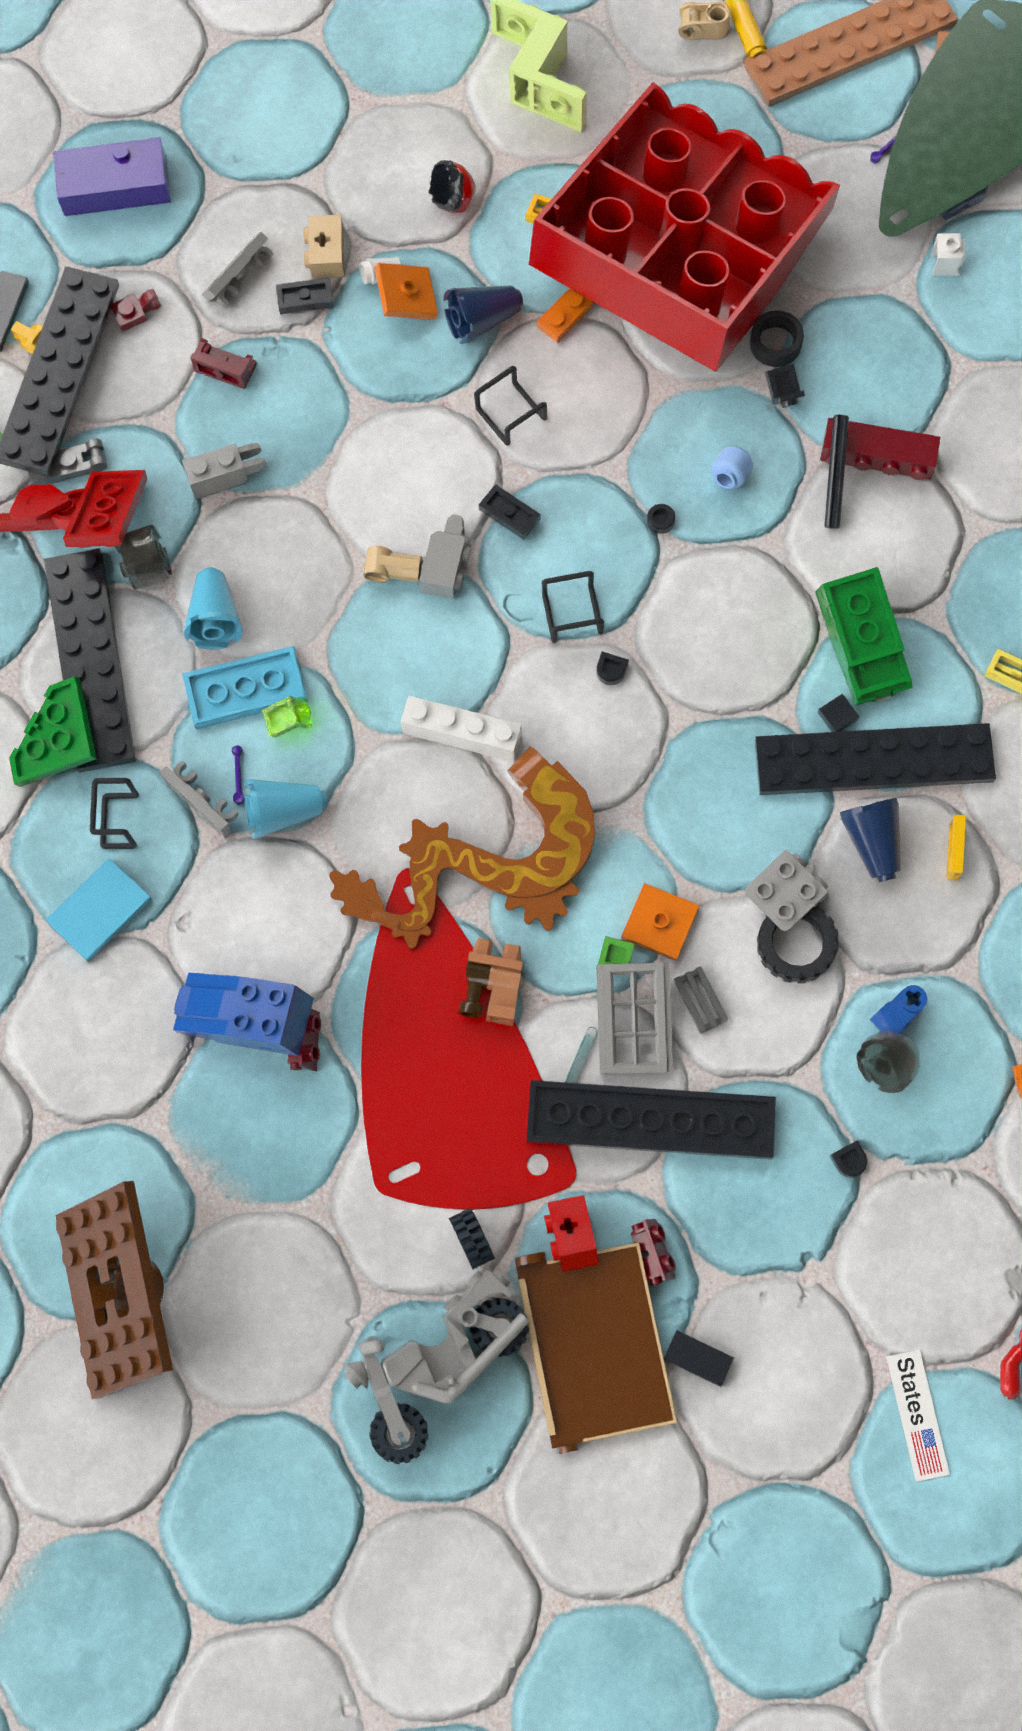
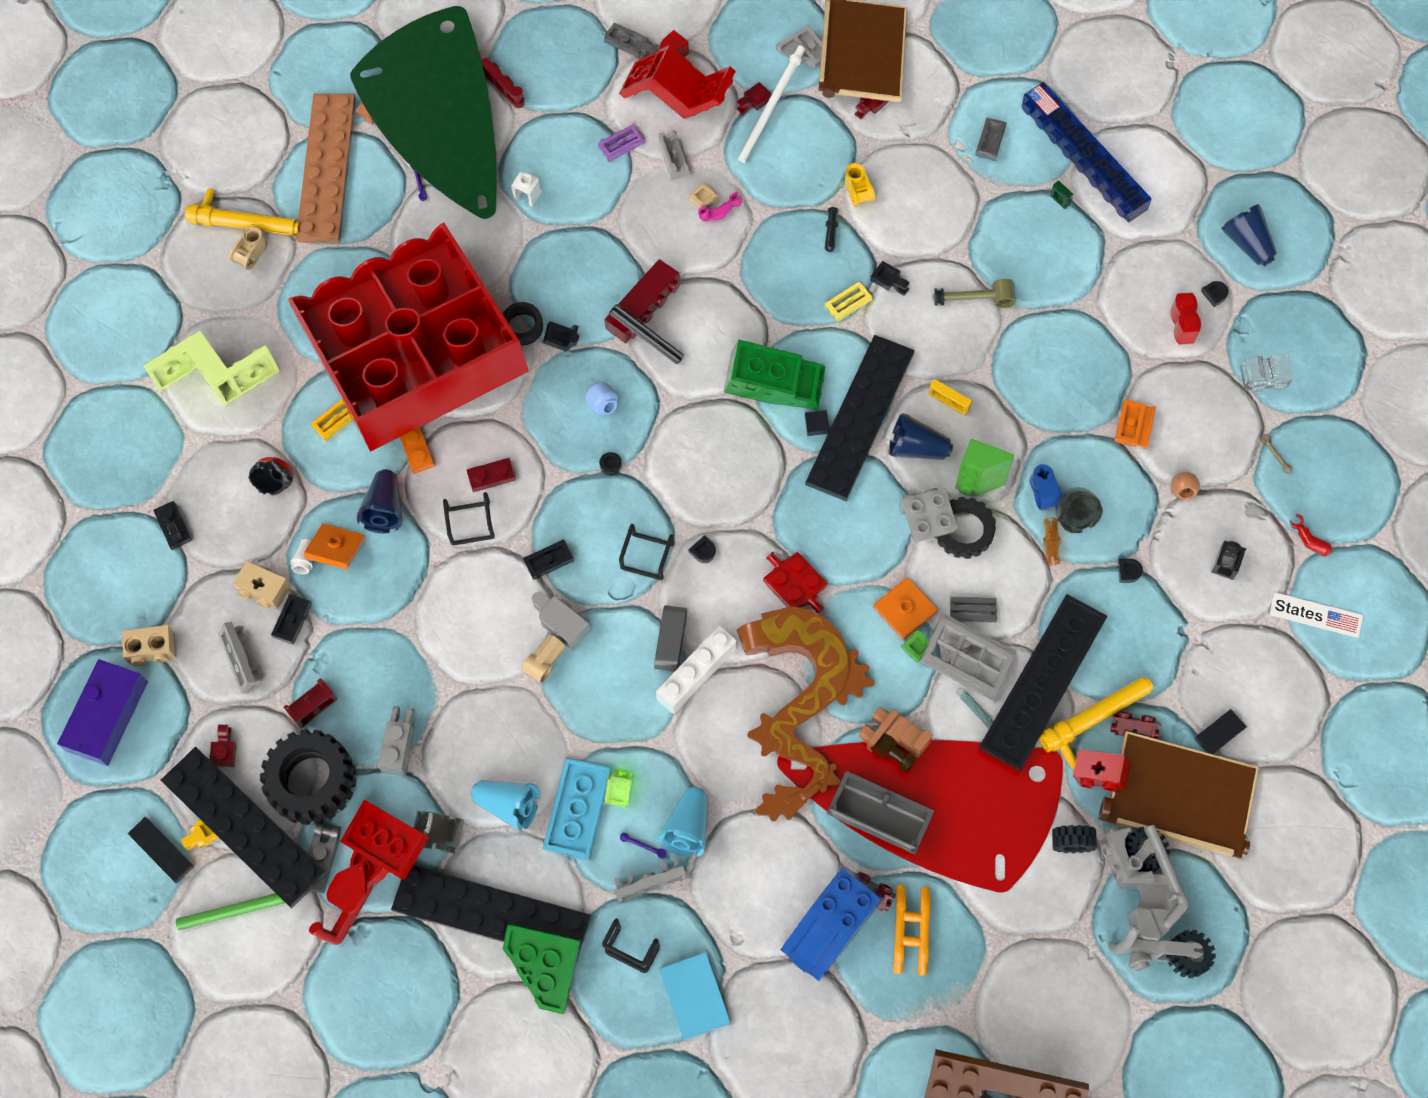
camera: 65 degrees left, 5 degrees down
(132, 371) = (292, 752): none -> black tyre
(208, 176) = (149, 639): none -> tan brick
(298, 1111) = (902, 940): none -> light orange piece
(348, 128) = (172, 525): none -> black hinge
(392, 1006) = (880, 812): none -> dark grey container
(486, 683) = (670, 638): none -> dark grey beam
(578, 403) = (491, 475): none -> dark red plate
(602, 1172) = (1066, 731): none -> yellow cylinder
(625, 785) = (795, 582): none -> red plate
(835, 1050) = (1051, 541): none -> clear orange pin
(873, 921) = (983, 469): none -> bright green slope
(928, 1273) = (1229, 559): none -> black window
(997, 1177) = (1185, 485): none -> nougat piece

